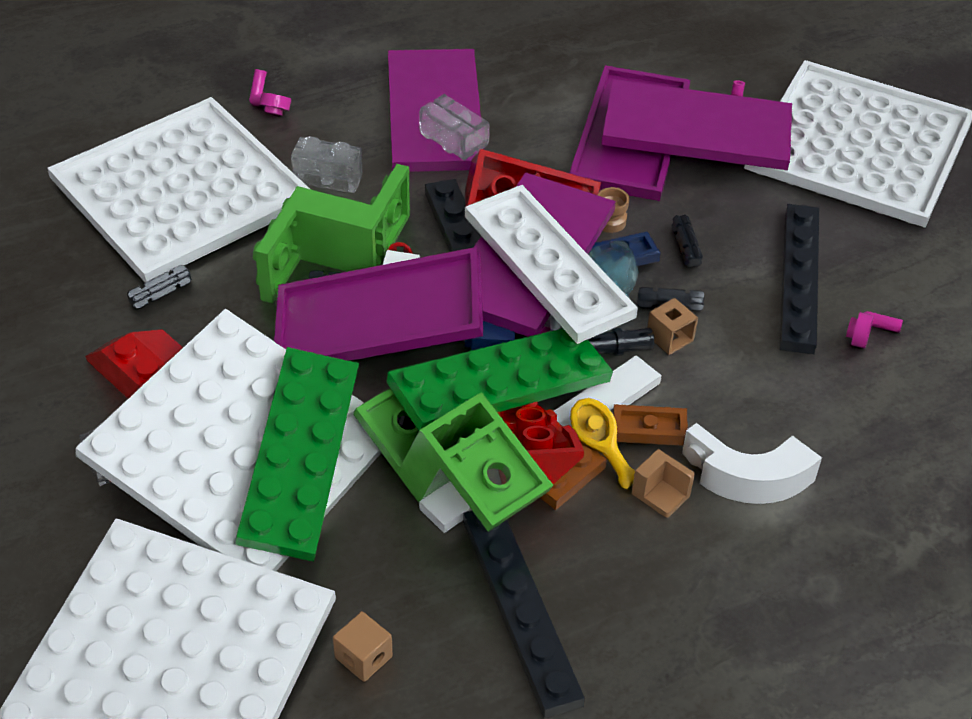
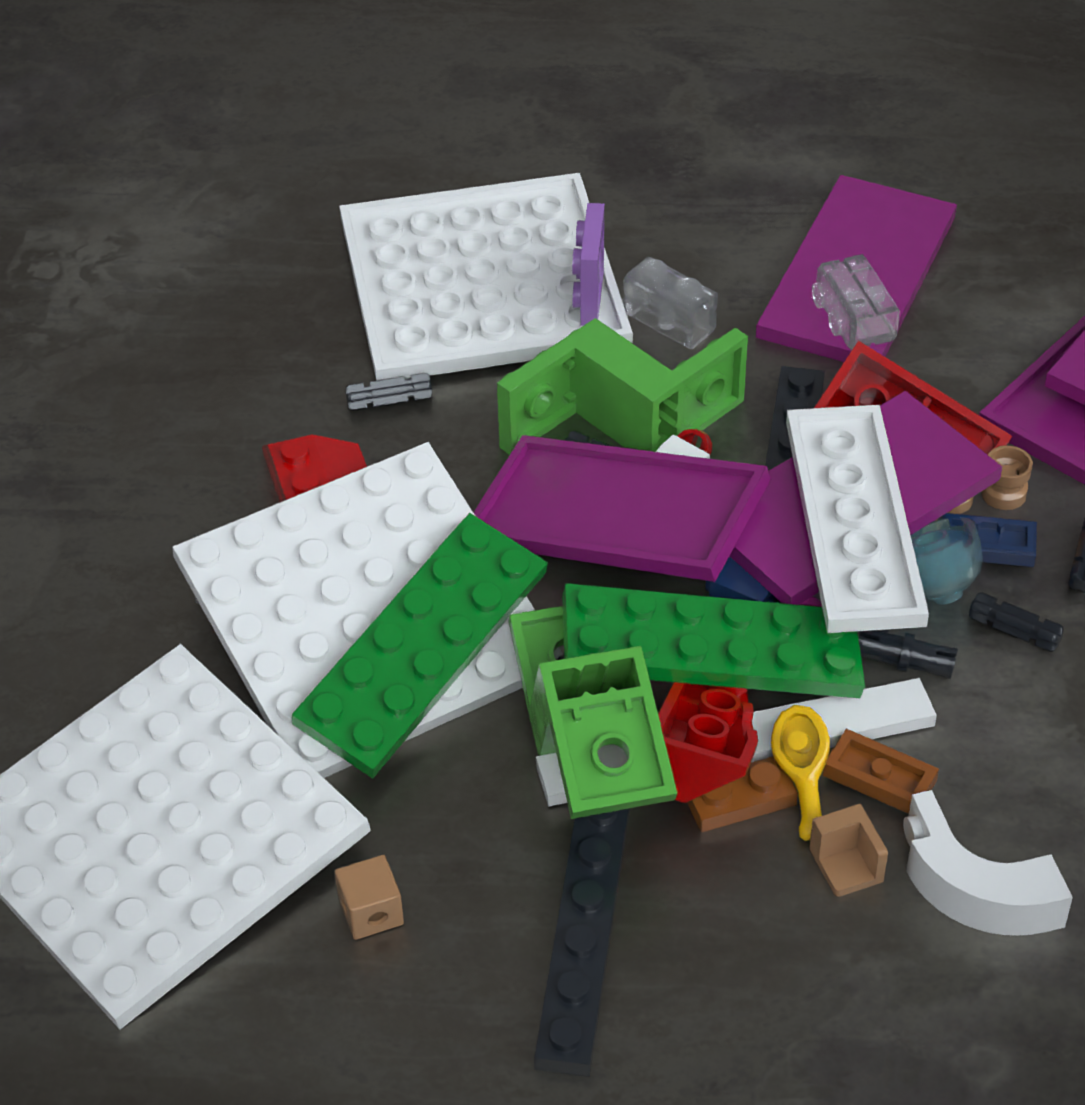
camera: 30 degrees right, 0 degrees up
(267, 152) = (589, 263): none -> medium lavender plate
(273, 103) = (651, 203): dark pink plate -> none
(670, 320) = (1000, 651): medium nougat piece -> none

